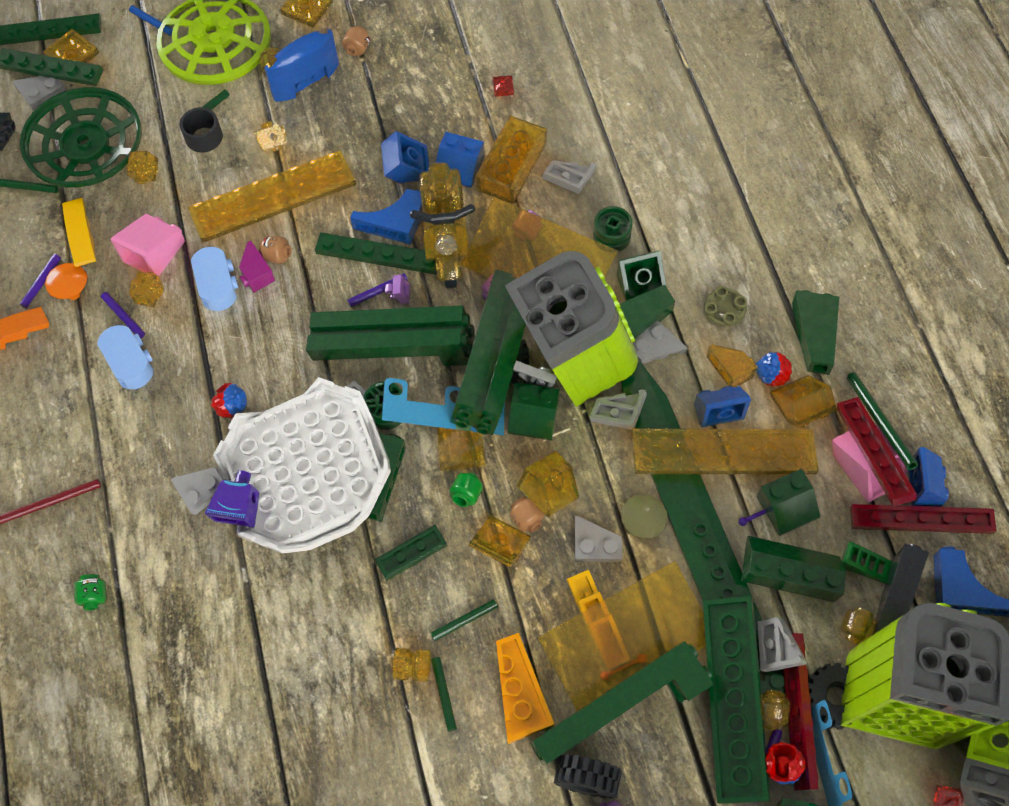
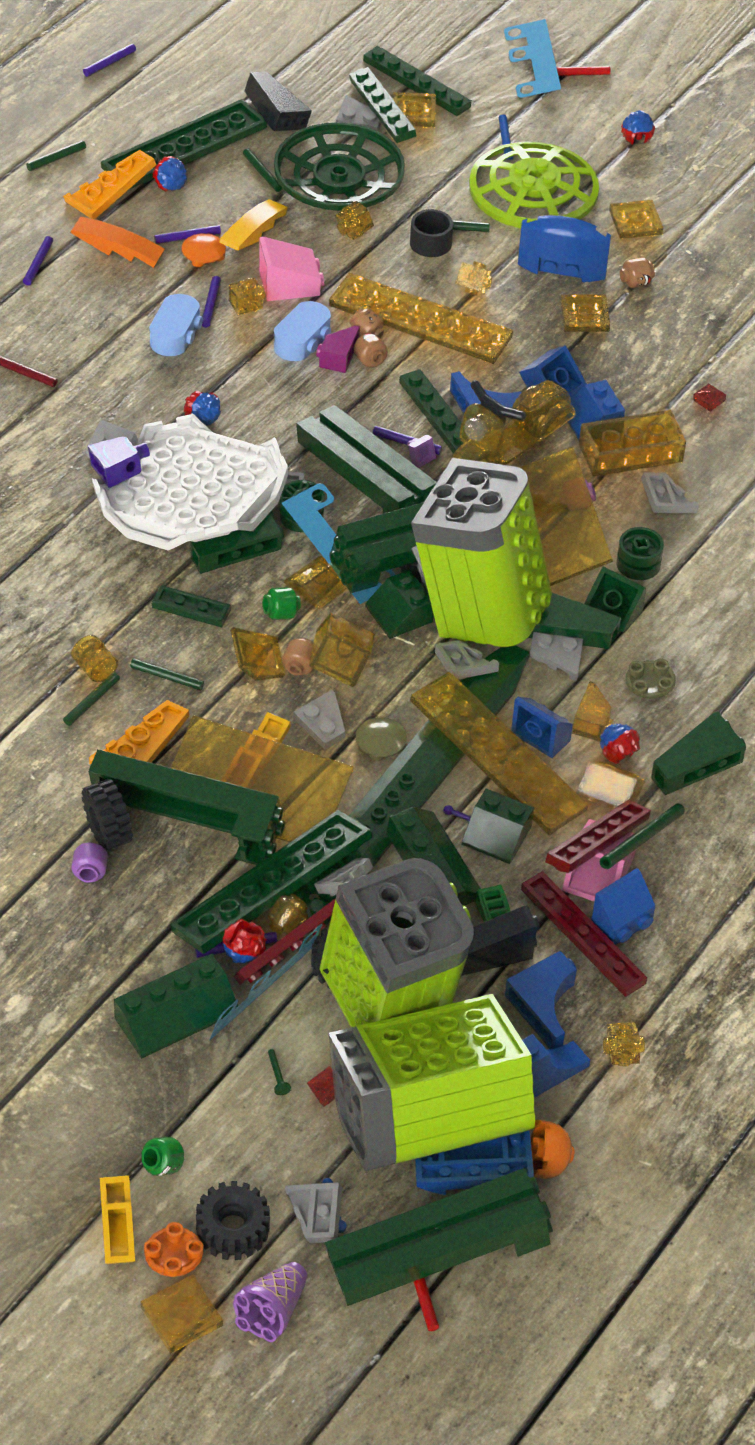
camera: 45 degrees right, 15 degrees down
(249, 231) = (368, 322): none -> medium nougat head
(363, 97) = (585, 313): none -> clear yellow plate

